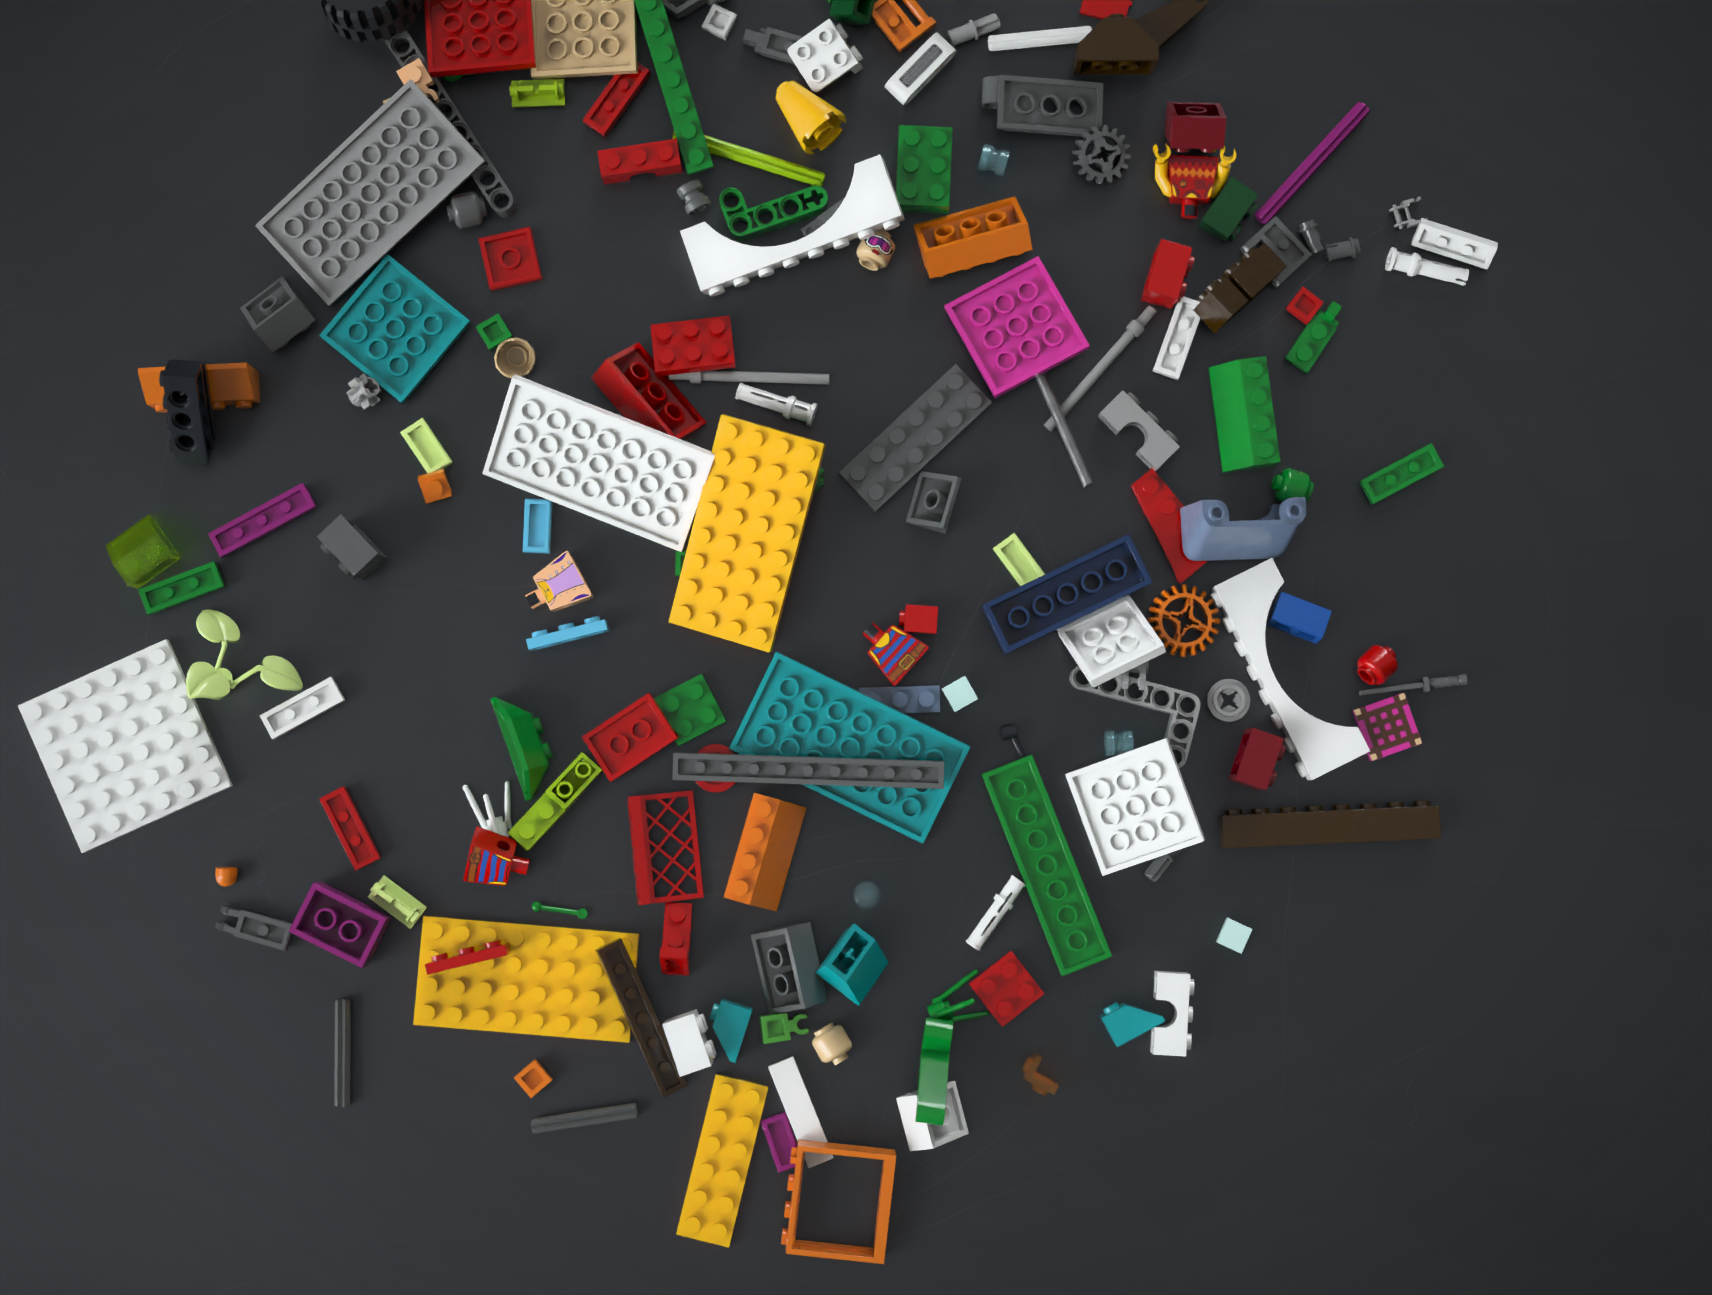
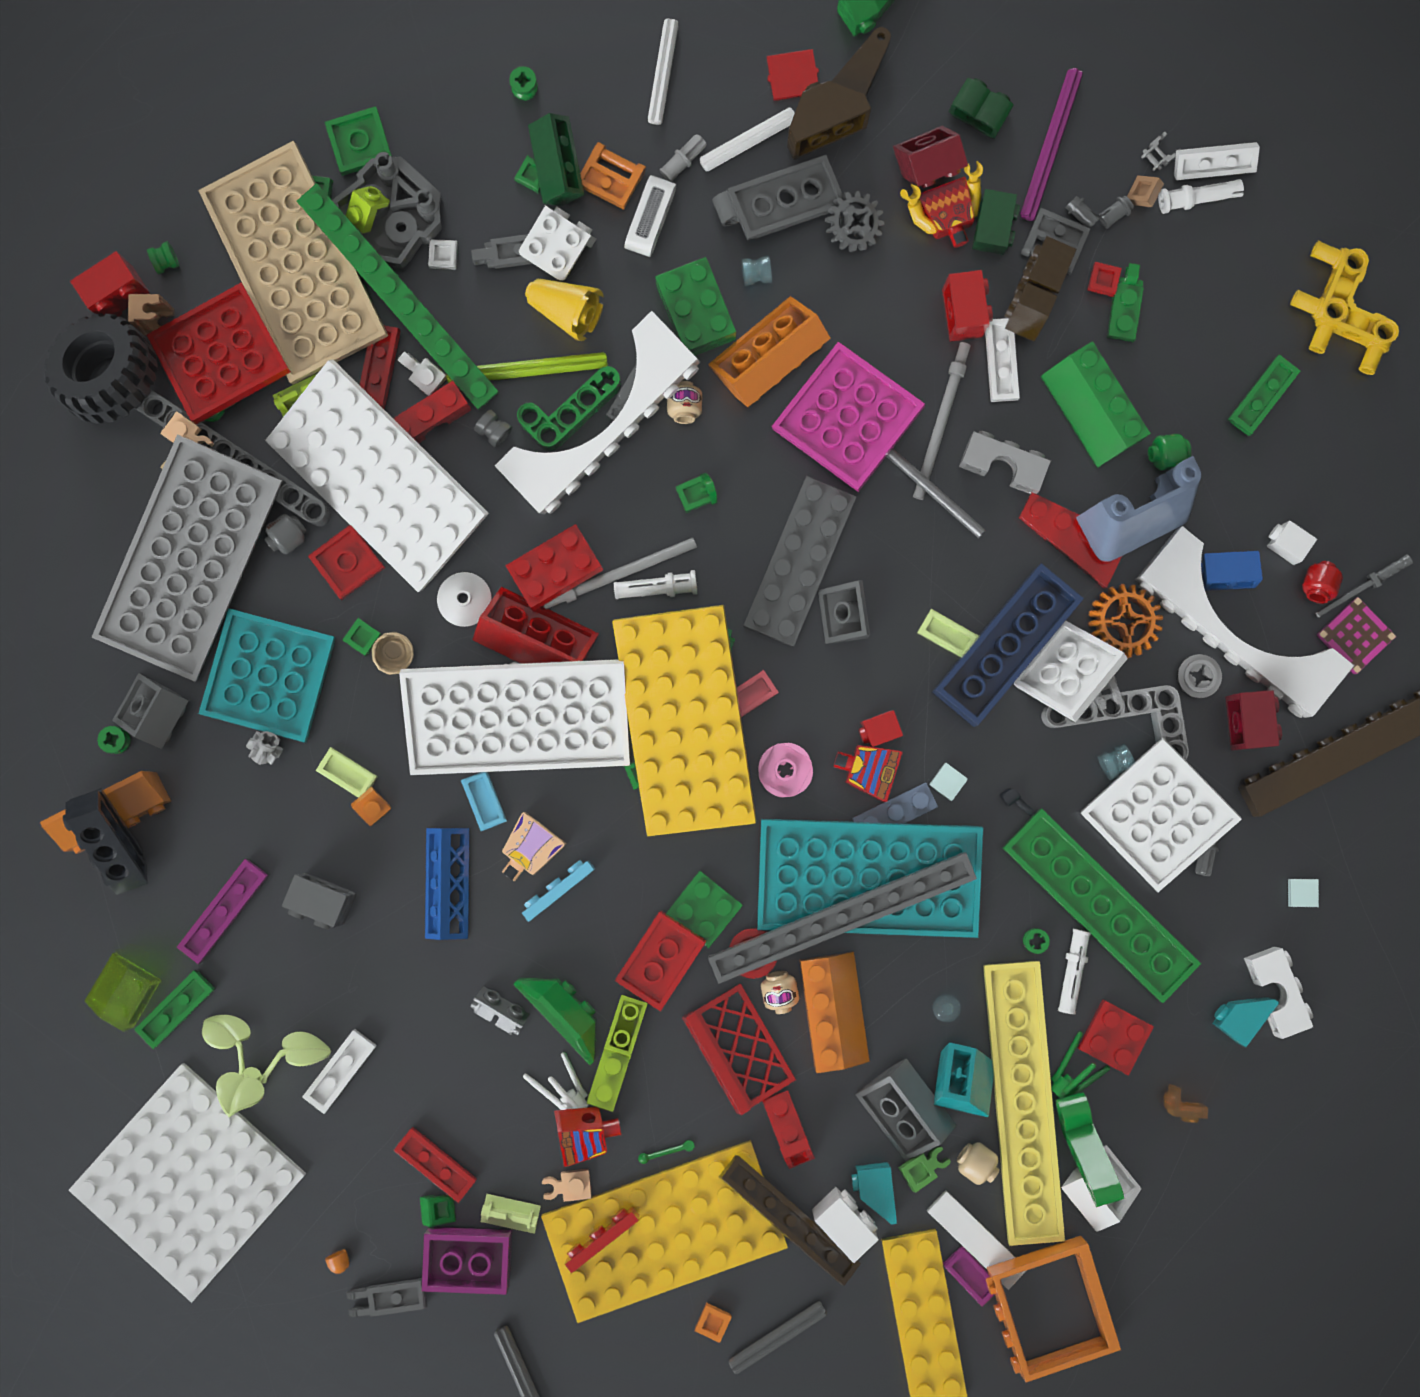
camera: 25 degrees left, 0 degrees up
(238, 330) = (119, 743): none -> green wheel
(334, 869) = (437, 1210): none -> green slope
(462, 707) = (490, 1003): none -> dark grey hinge
(463, 584) = (438, 908): none -> blue fence
(463, 901) = (573, 1185): none -> light nougat plate
(570, 194) = (376, 476): none -> white plate
(592, 350) = (463, 613): none -> white dish
(656, 122) = (425, 374): none -> white plate
(724, 812) = (779, 992): none -> tan head
(817, 633) = (779, 755): none -> bright pink plate
(821, 537) = (755, 692): none -> coral tile
(850, 336) = (697, 492): none -> green tile
(897, 1009) = (1024, 1103): none -> light yellow plate
(978, 878) = (1043, 946): none -> green bush
(1263, 101) = (981, 107): none -> dark green brick
(1365, 616) = (1291, 542): none -> white brick
(1377, 242) = (1145, 191): none -> medium nougat plate
(1511, 442) = (1350, 320): none -> yellow pin

